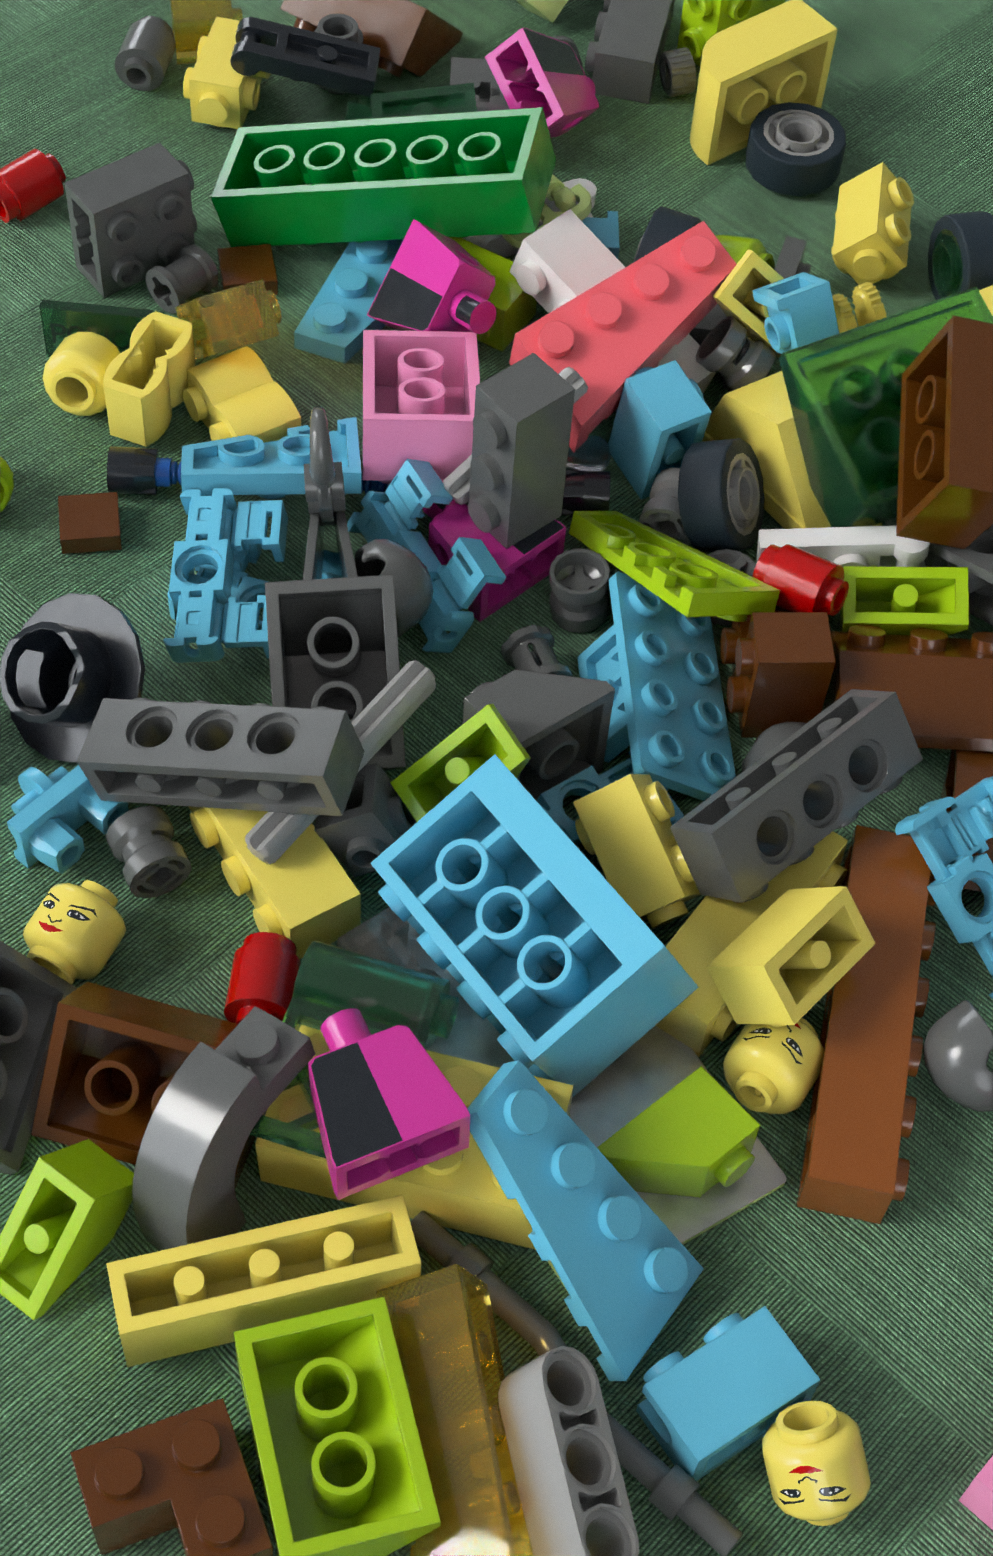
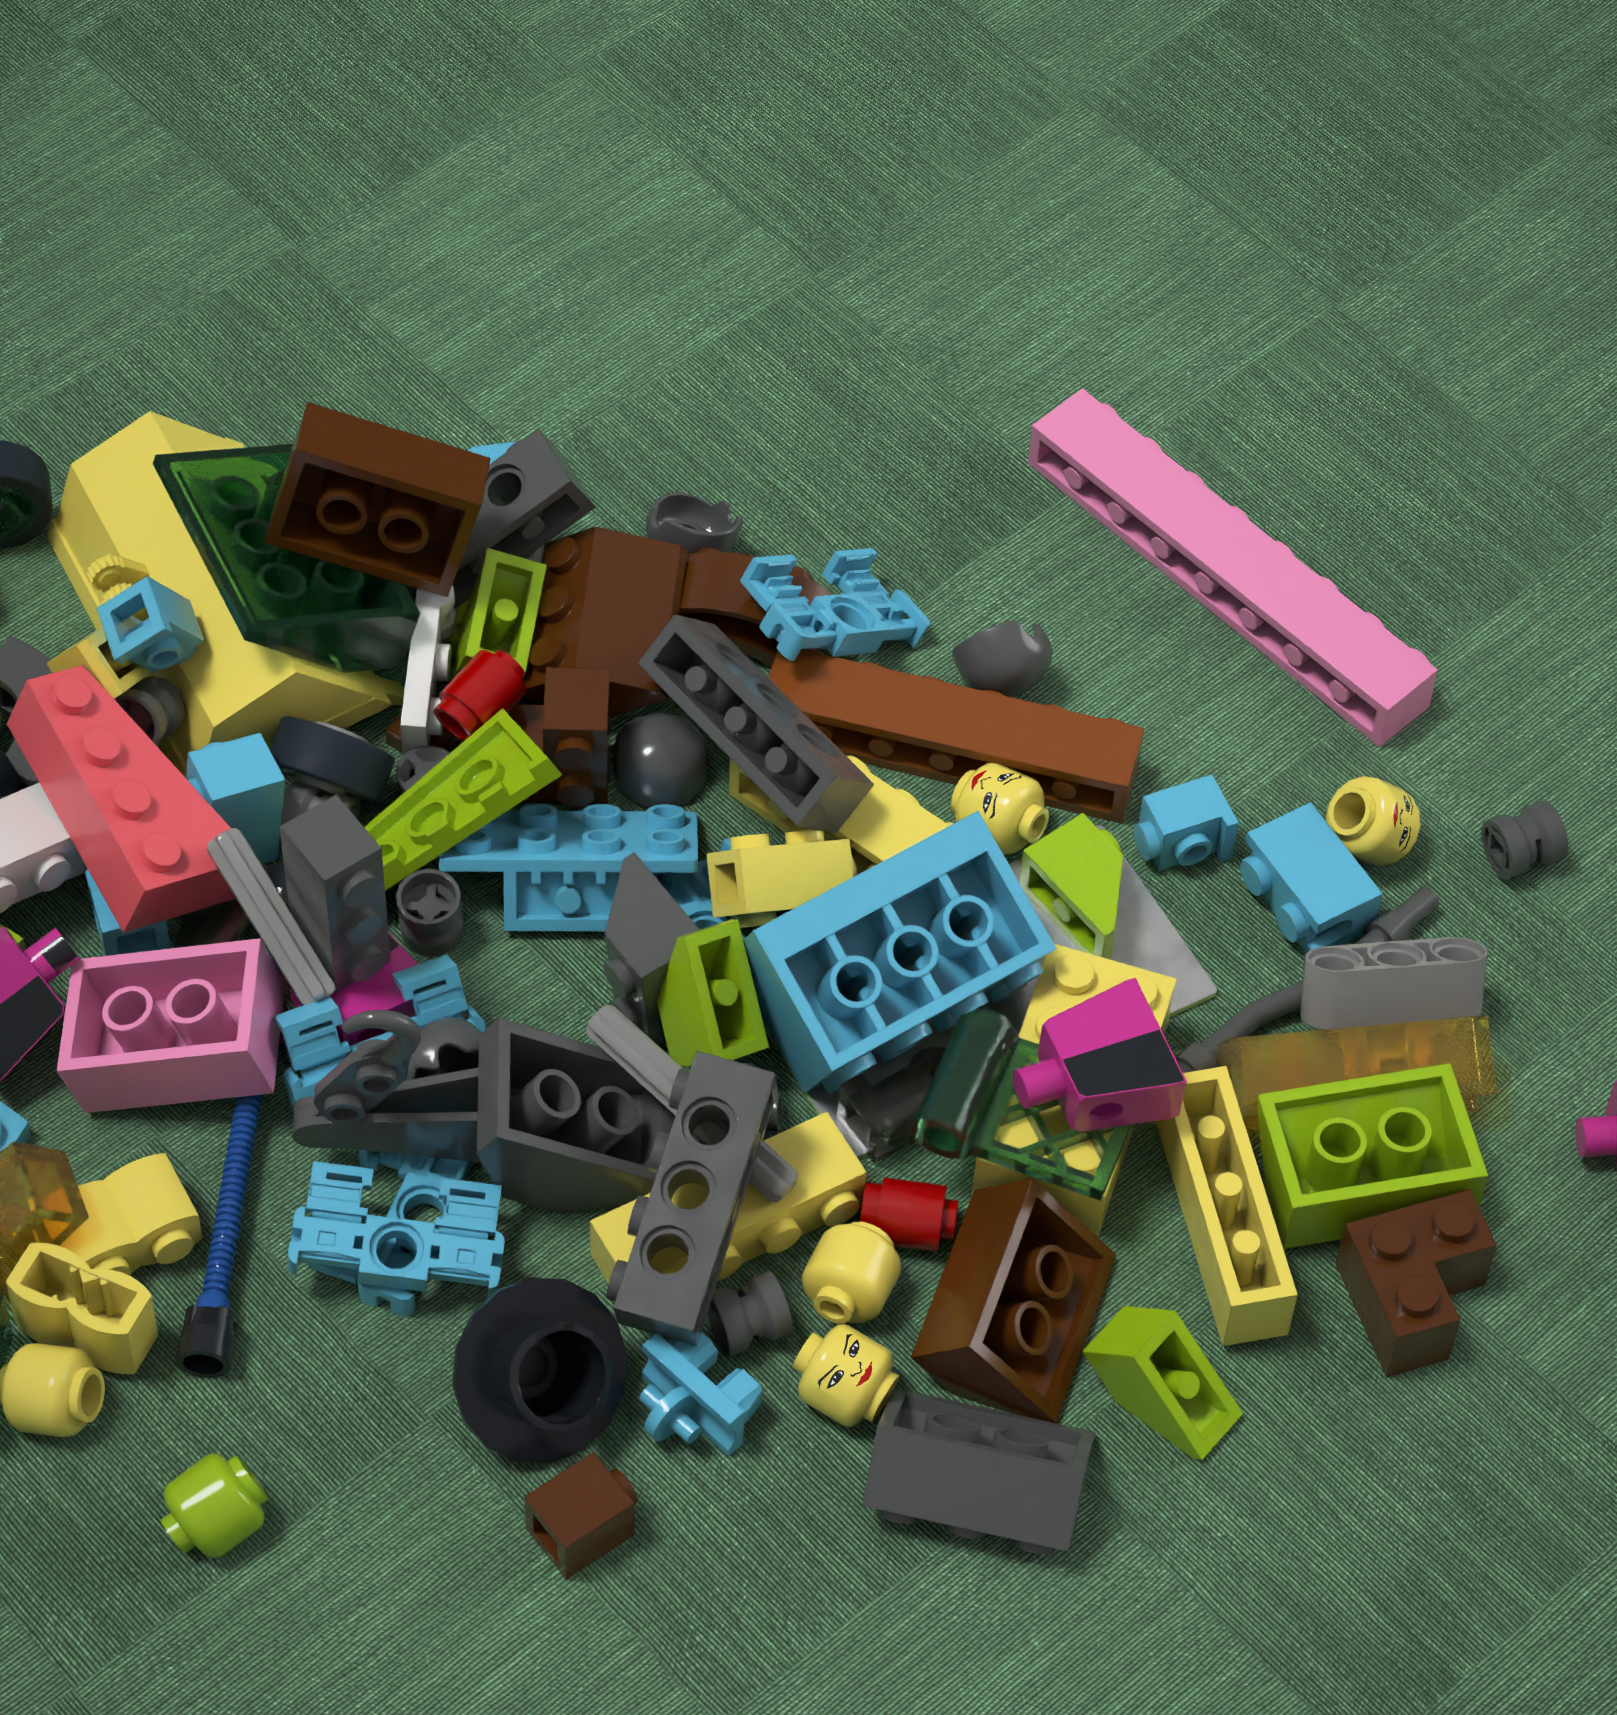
camera: 85 degrees left, 0 degrees up
(89, 522) = (275, 1390): reddish brown tile -> none
(187, 932) = (851, 1273): none -> light yellow head
(201, 1125) = (1124, 1227): dark grey arch -> none
(268, 468) = (240, 1172): medium azure wing -> none
(541, 659) = (524, 960): dark grey bush -> none
(585, 1218) = (1178, 942): medium azure wing -> none
(785, 1254) = (1186, 824): none -> medium azure brick
(791, 956) = (928, 756): light yellow brick -> none

